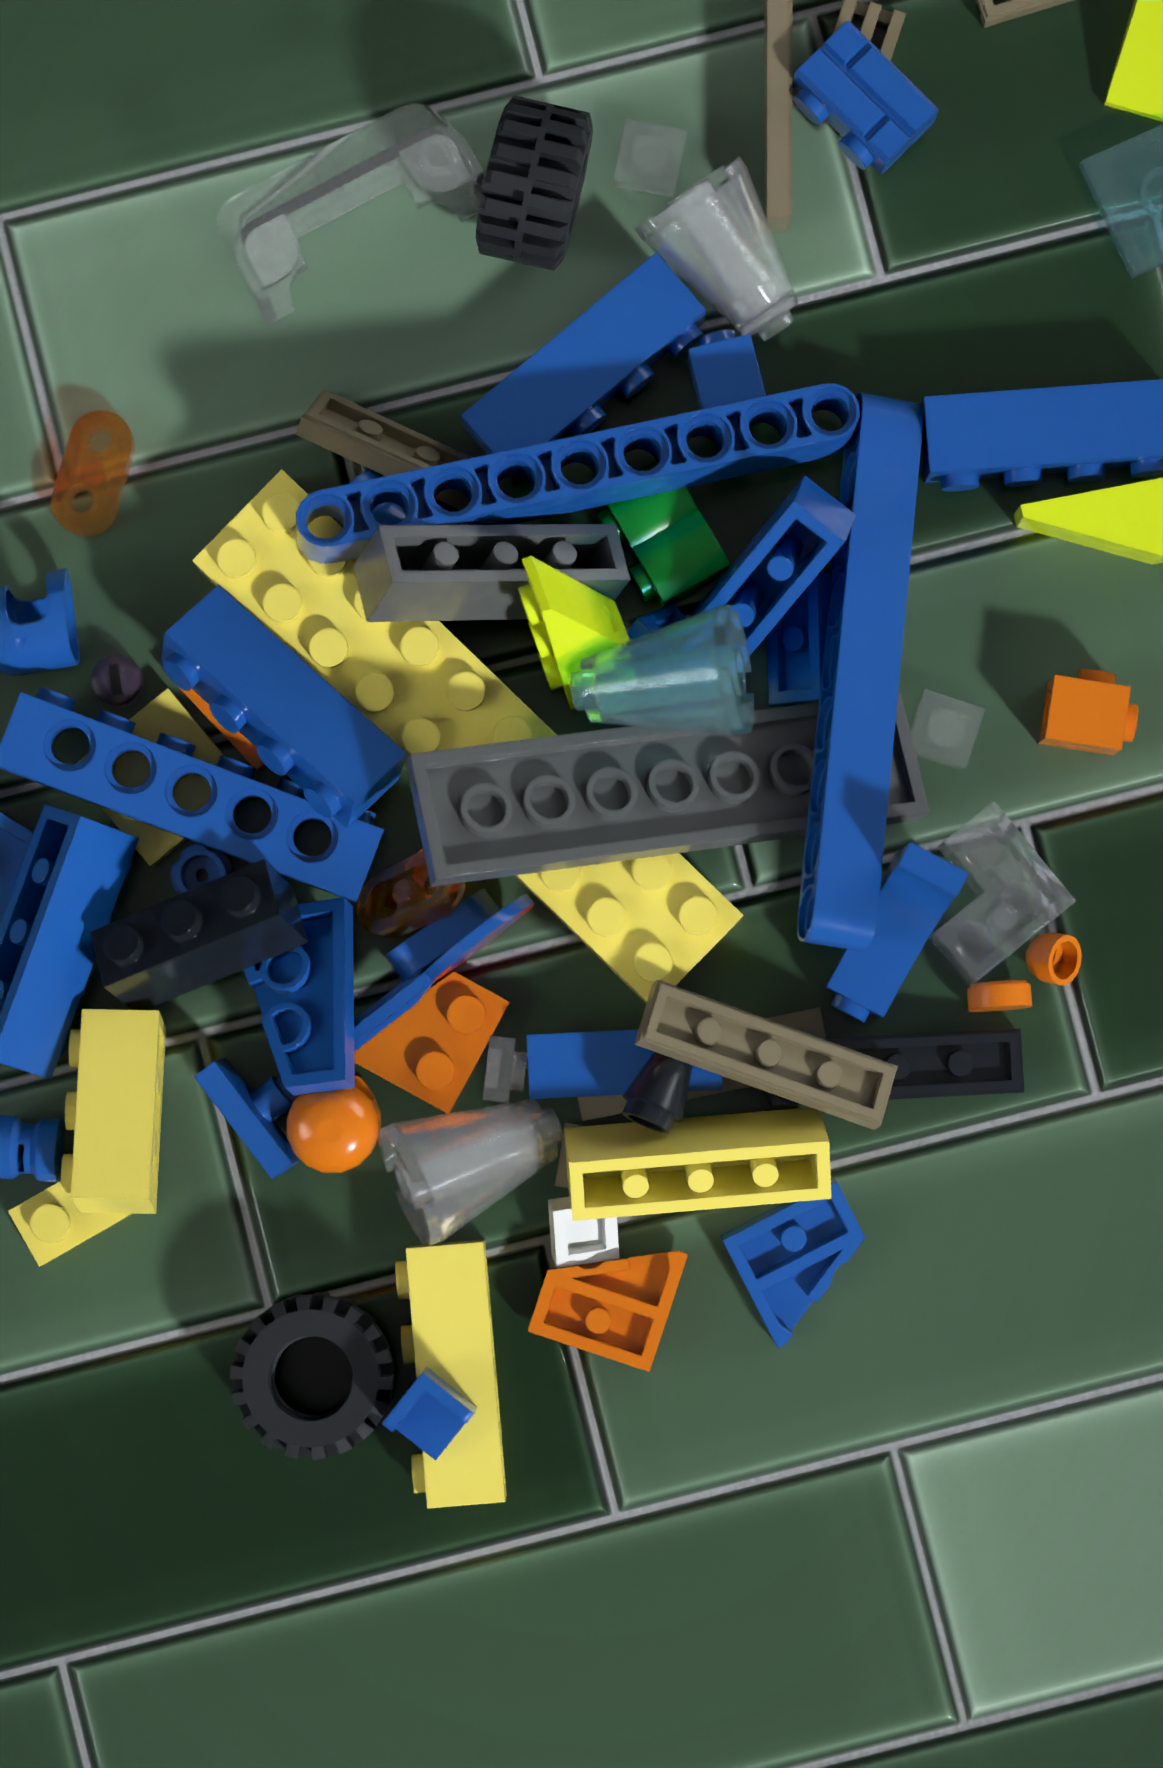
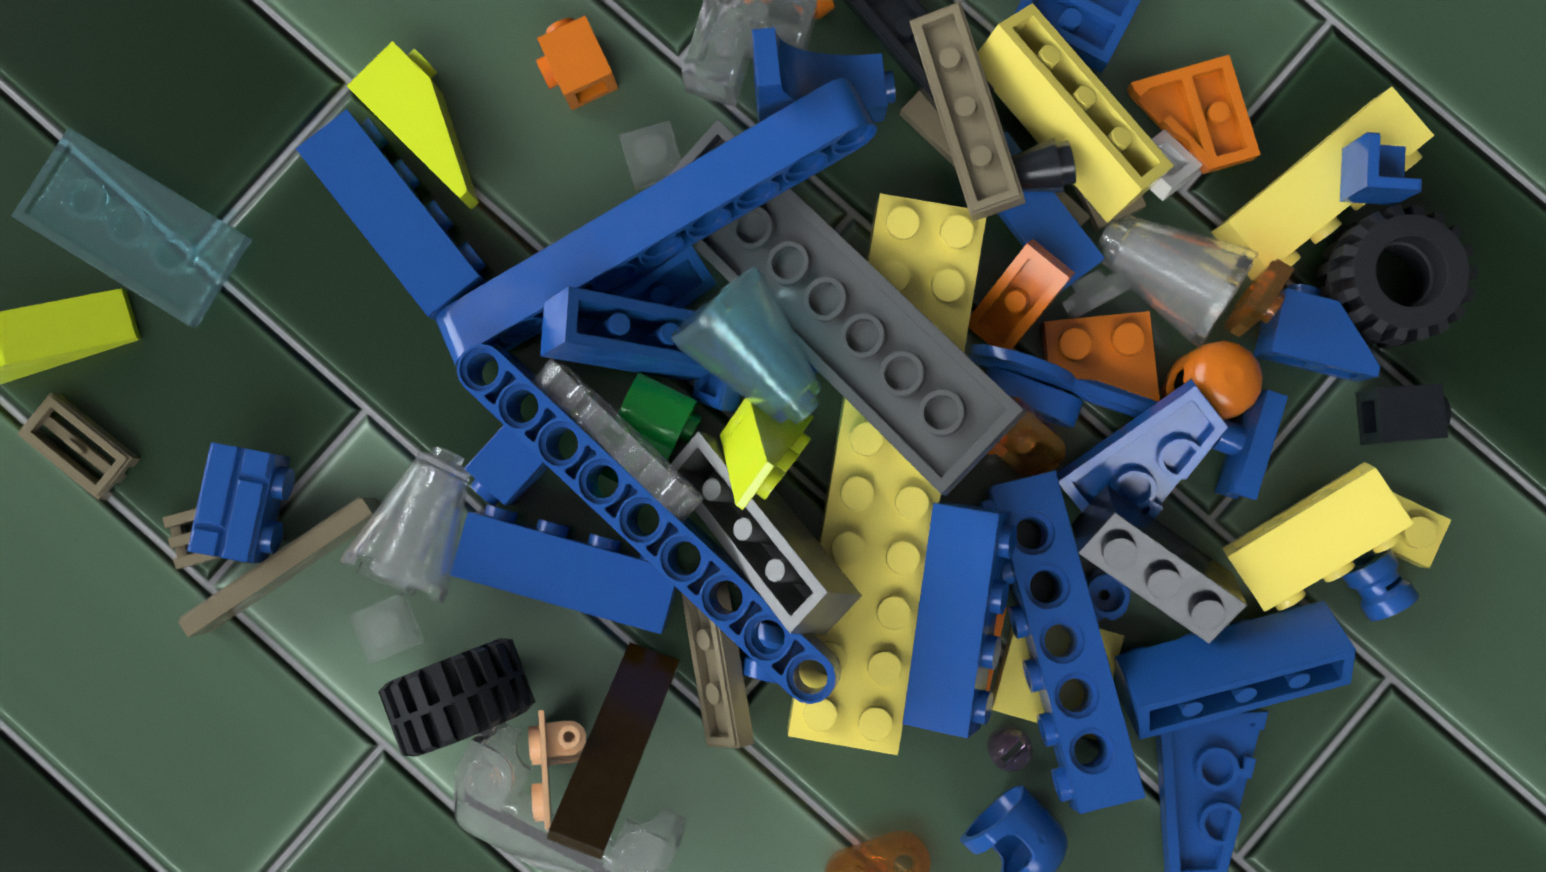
camera: 130 degrees left, 0 degrees up
(173, 1291) = (1402, 414): none -> black brick
(314, 1255) = (1315, 337): none -> blue slope
(383, 298) = (613, 752): none -> dark brown tile
(384, 1217) = (1260, 298): none -> clear orange plate
(427, 240) = (551, 745): none -> light nougat hinge
(548, 986) = (1019, 296): none -> orange plate
(674, 498) = (619, 439): none -> clear beam

